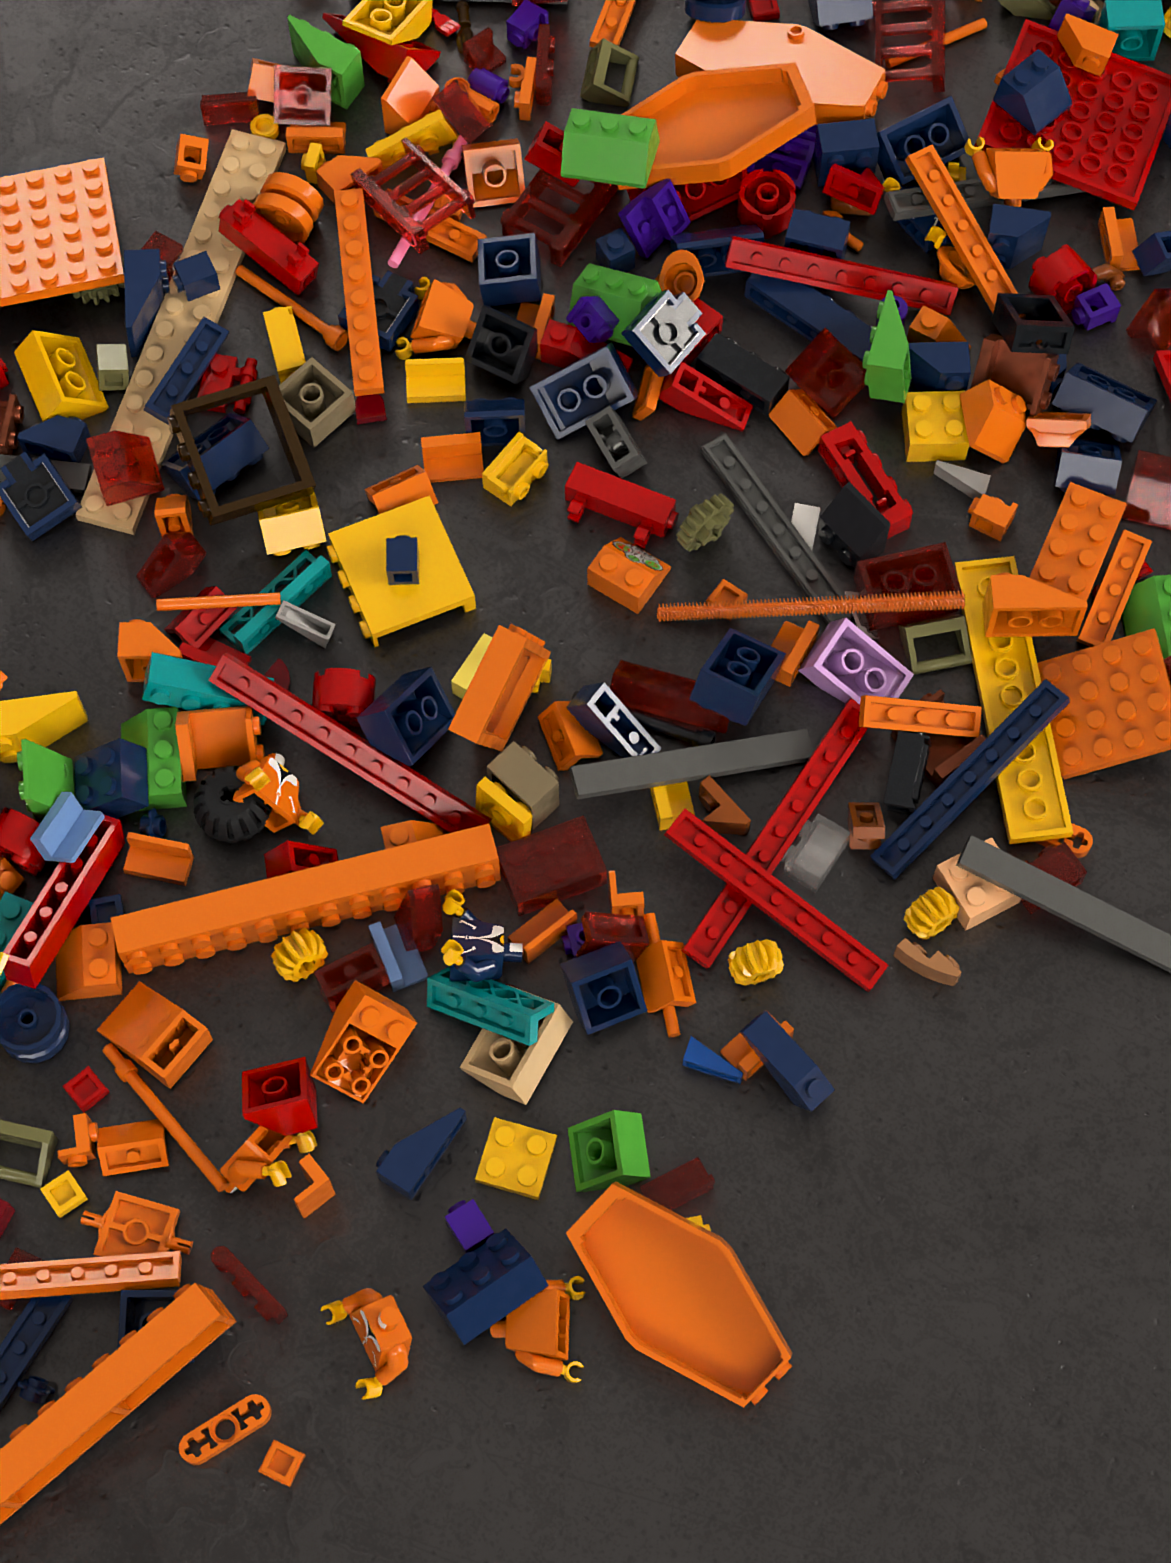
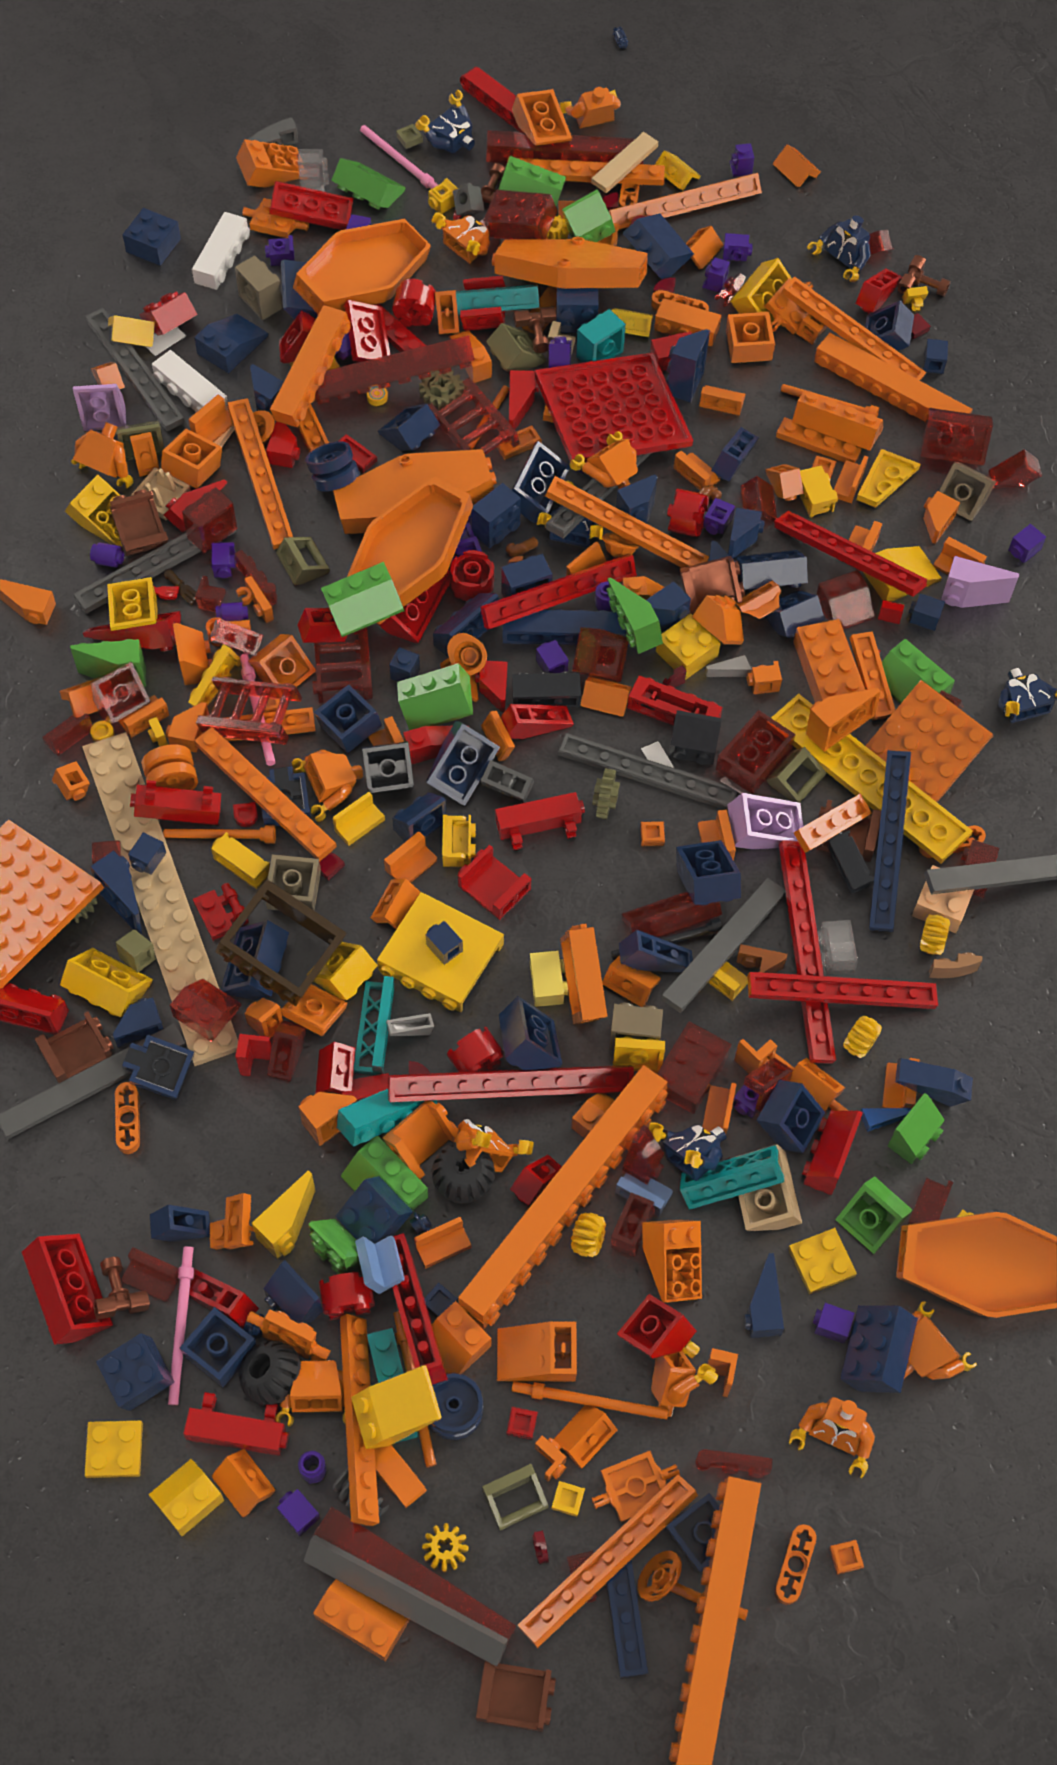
camera: 40 degrees left, 5 degrees down
(35, 1389) = (659, 1635): dark blue plate -> none
(81, 1333) = (668, 1581): none -> orange dish
(126, 538) = (251, 1047): none -> red panel
(186, 369) = (192, 919): dark blue plate -> none
(222, 601) = (345, 1050): orange bar -> none
(230, 543) = (315, 1010): none -> orange tile
(330, 302) = (245, 814): none -> red tile
(516, 537) = (493, 883): none -> red panel
(593, 319) = (437, 708): dark purple brick -> none
(620, 1055) = (831, 1150): none -> red slope
(626, 573) = (581, 859): orange slope -> none
(654, 217) = (414, 627): dark purple slope -> none
(665, 331) = (488, 692): piece -> none
(727, 1099) = (917, 1130): none -> bright green slope
(777, 344) = (551, 658): none -> dark purple brick
(811, 607) = (711, 801): orange axle -> none
(858, 190) = (523, 533): red slope -> none
(865, 825) = (851, 908): dark orange slope -> none
(893, 453) = (677, 678): none -> dark red tile
(913, 262) = (590, 557): none -> orange slope
(959, 88) = (527, 438): none -> orange tile
(988, 42) = (521, 395): none -> red slope
(1034, 92) = (583, 409): dark blue slope -> none
(1042, 321) = (684, 551): black window -> none
(1086, 43) = (586, 363): orange slope -> none
(1107, 339) = (745, 530): none -> dark blue slope

